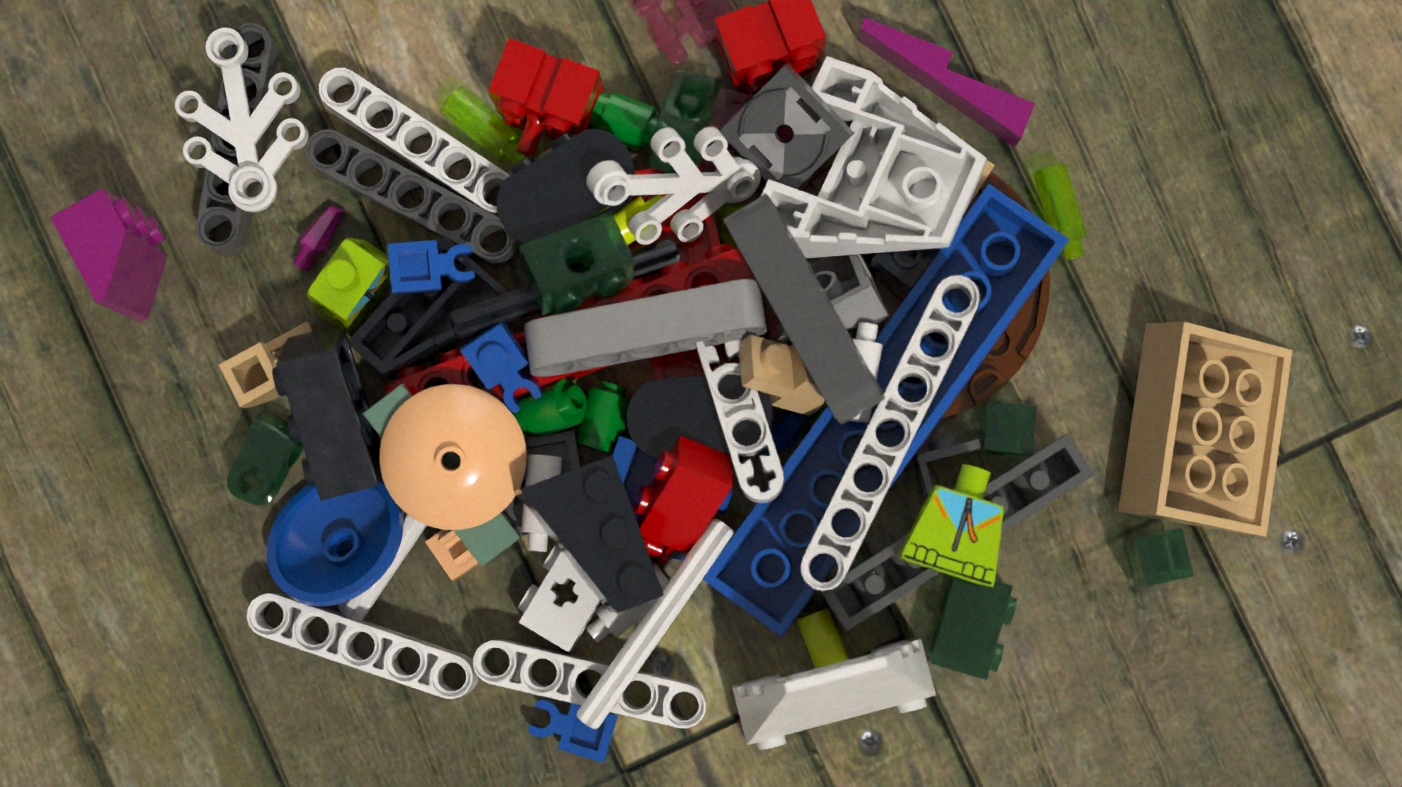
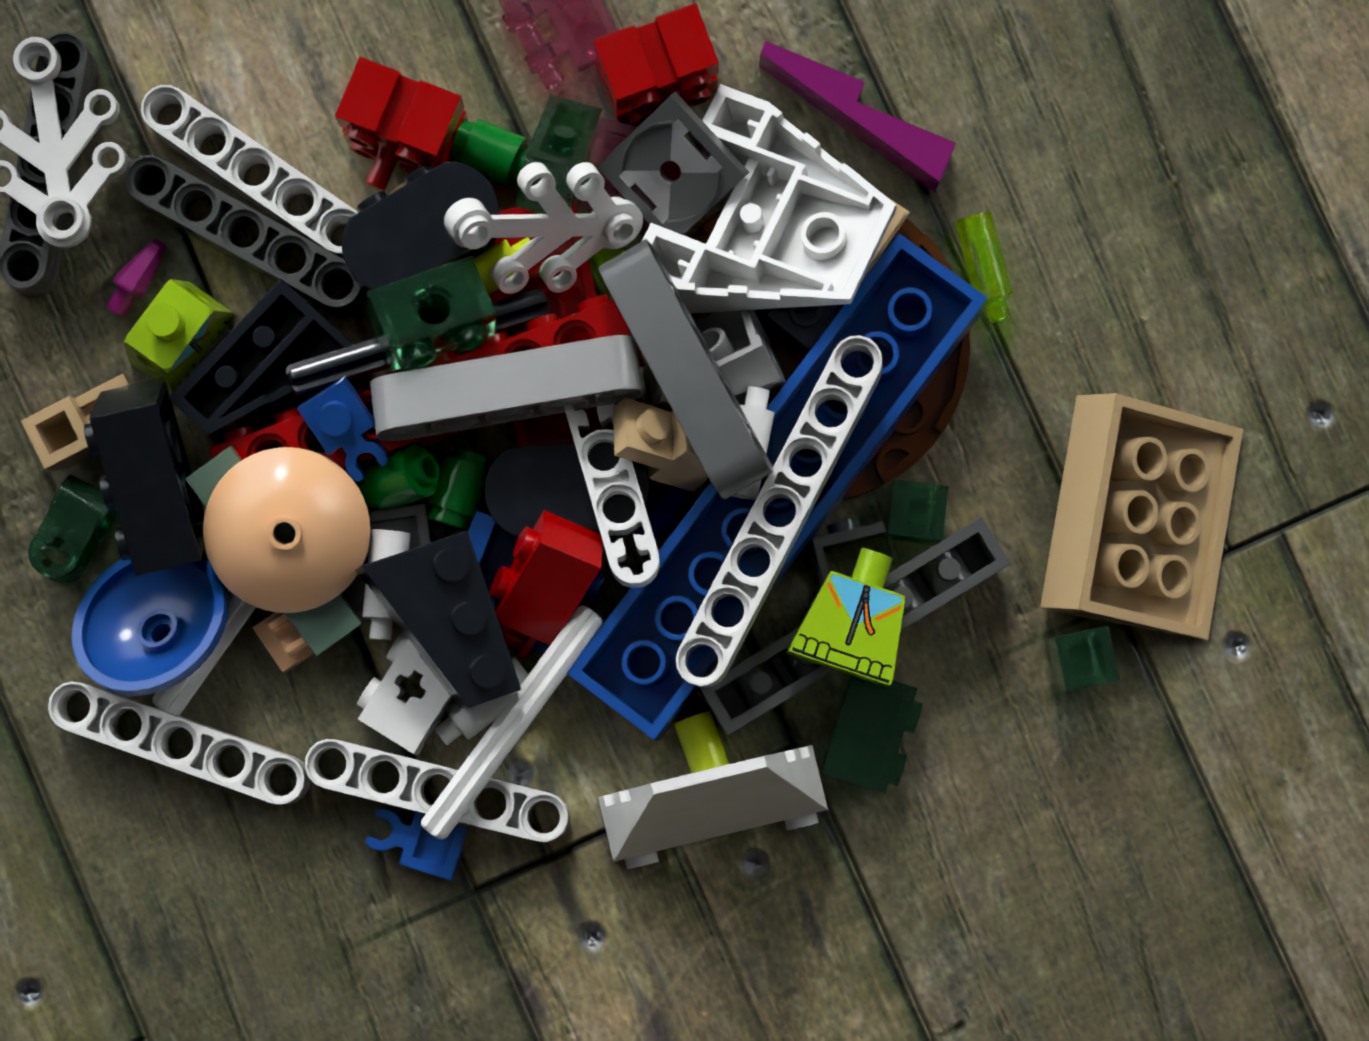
camera: 10 degrees left, 0 degrees up
(418, 266) = (252, 314): blue plate -> none
(482, 125) = (326, 154): clear neon green cylinder -> none

